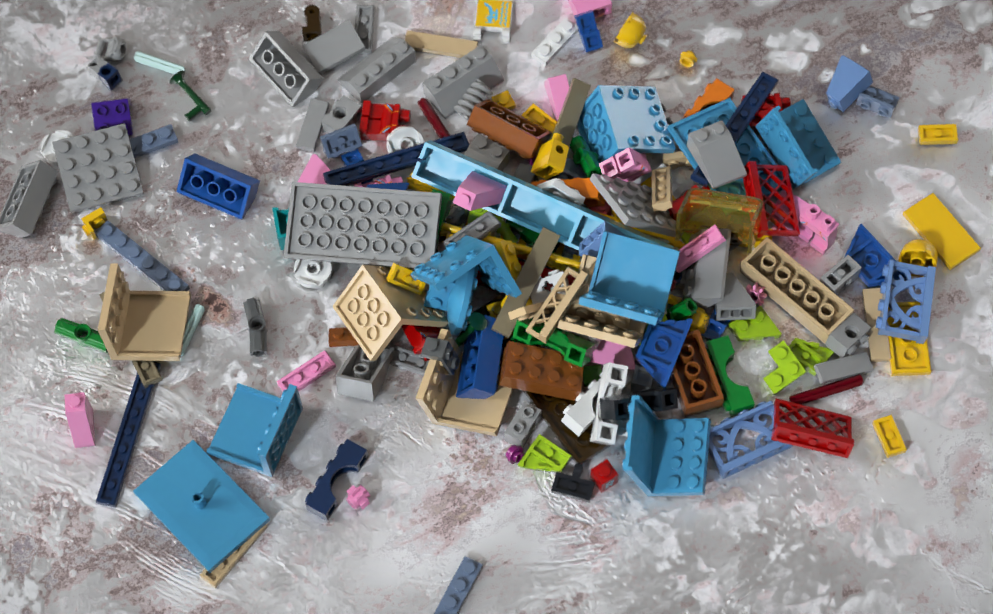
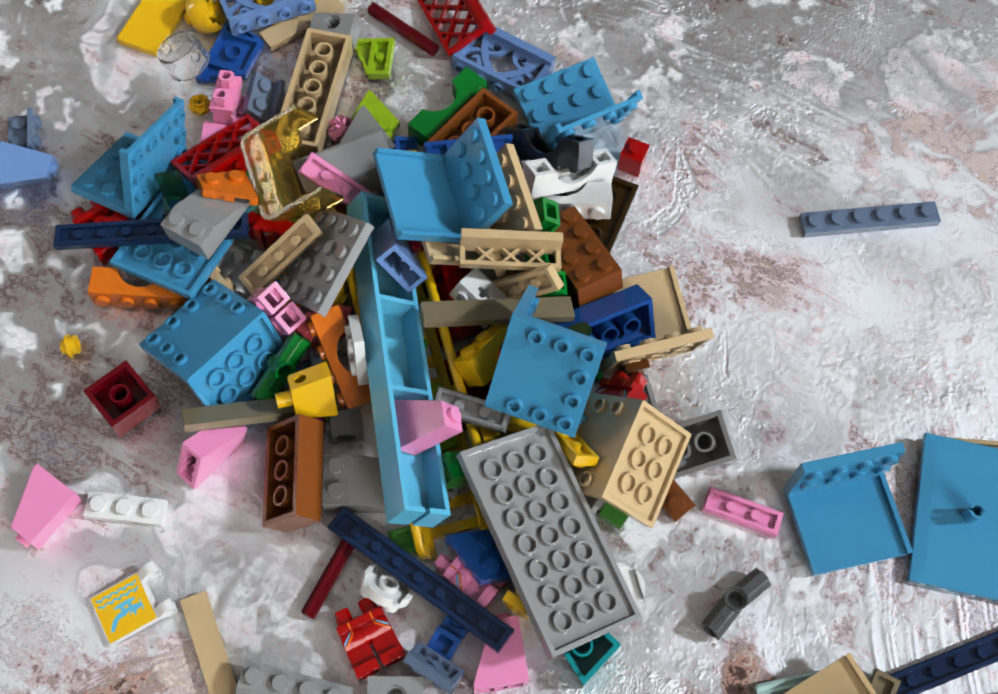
camera: 130 degrees left, 0 degrees up
(349, 458) = (801, 399): dark blue arch -> none
(357, 497) = (833, 363): bright pink gear -> none
(442, 351) = (646, 346): dark grey bracket -> none
(452, 82) = (251, 580): light grey slope -> none
(473, 97) = (273, 544): light grey piece -> none
(505, 100) = (249, 517): yellow plate -> none
(514, 454) = (671, 248): magenta plate -> none
(523, 424) = (638, 255): light grey brick -> none
(540, 118) = (252, 458): yellow plate -> none
(544, 456) = (652, 222): lime wing -> none
(573, 485) = (660, 179): black plate -> none
(588, 31) = (92, 474): blue slope -> none
(626, 65) = (122, 398): none -> dark red brick
(631, 32) = (67, 423): yellow cylinder -> none
(731, 177) = (227, 186): none -> orange wing
(760, 154) = (172, 188): none -> clear green bracket
(788, 370) = (405, 62): lime plate -> none
(815, 257) = (263, 97): none -> sand blue bracket
(841, 275) = (271, 62): light grey brick -> none
(843, 368) = (375, 21): light grey tile -> none
(844, 217) = (199, 109): none -> yellow plate
(887, 221) = (177, 52): none -> clear piece
(937, 134) = (39, 64): yellow plate -> none

